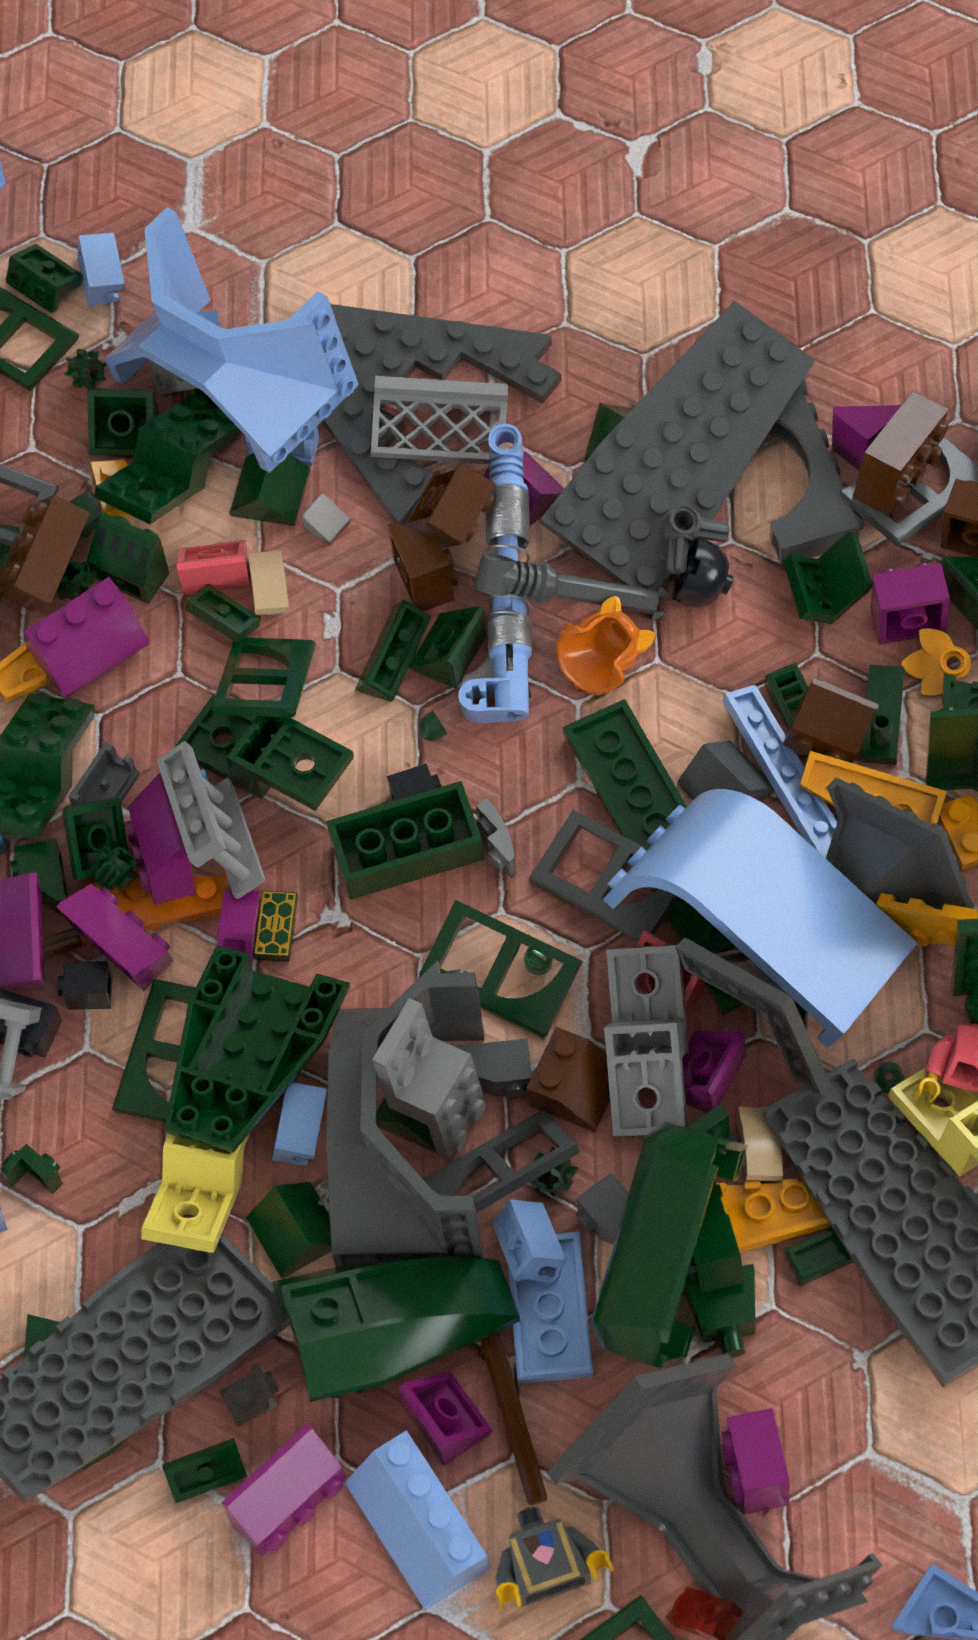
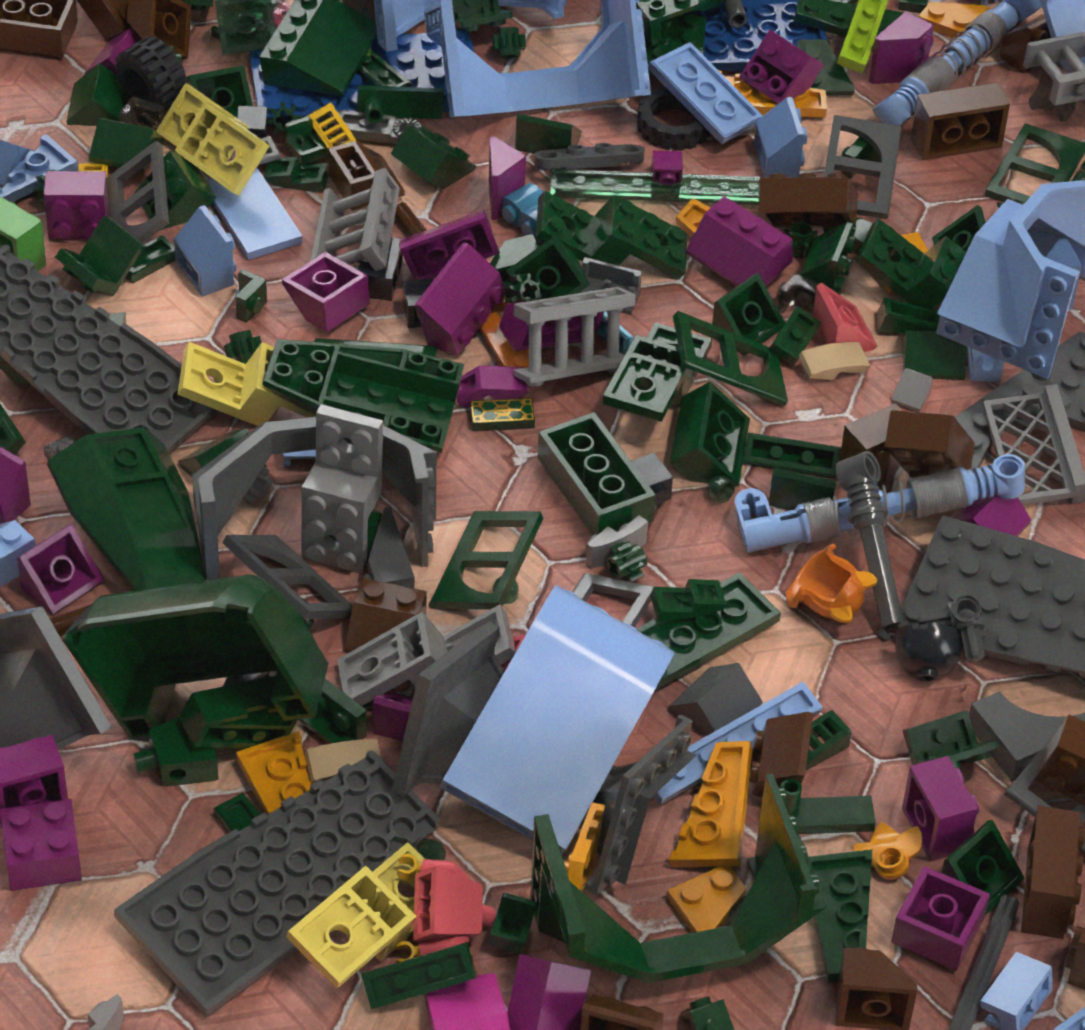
camera: 70 degrees right, 15 degrees down
(53, 1080) = (327, 291): none -> magenta slope
(123, 1184) = (242, 346): none -> dark green gear
(159, 593) = (797, 292): none -> clear smoke bracket
(185, 654) = (748, 311): none -> dark green slope
(210, 513) = (899, 316): none -> dark green slope
(364, 723) = (709, 436): none -> dark green slope
(529, 831) = (626, 561): none -> dark green gear
(600, 779) = (695, 600): none -> dark green slope
(835, 1456) = (41, 844): none -> magenta brick

